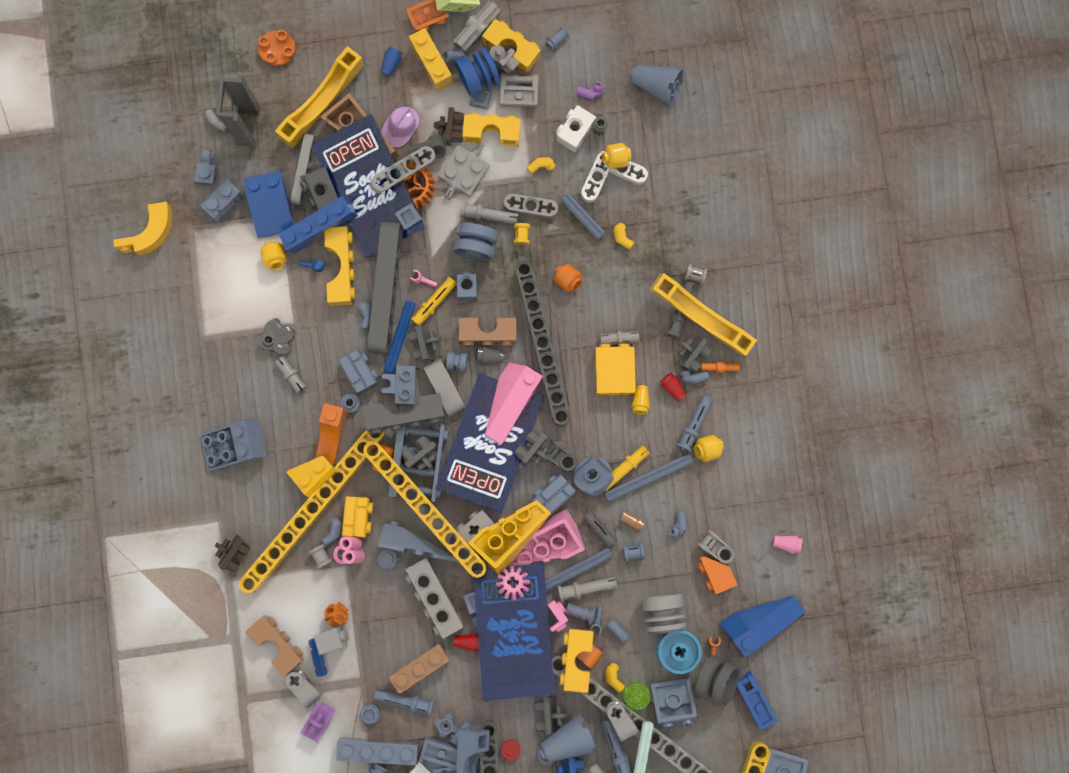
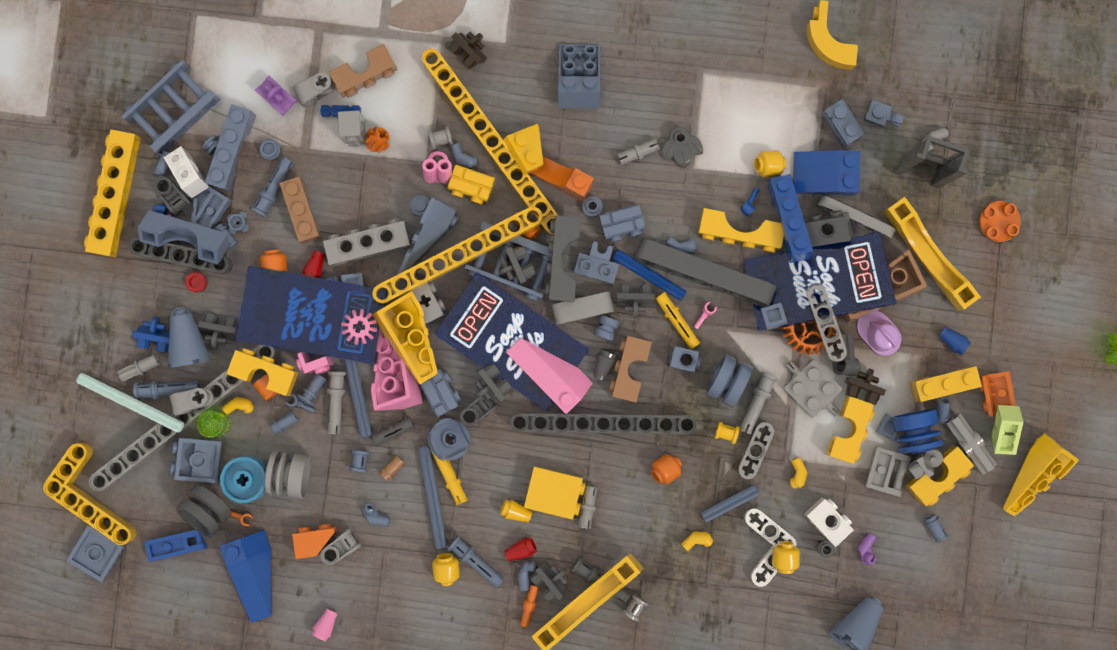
camera: 110 degrees right, 5 degrees up
(472, 680) = (274, 260): none -> orange head

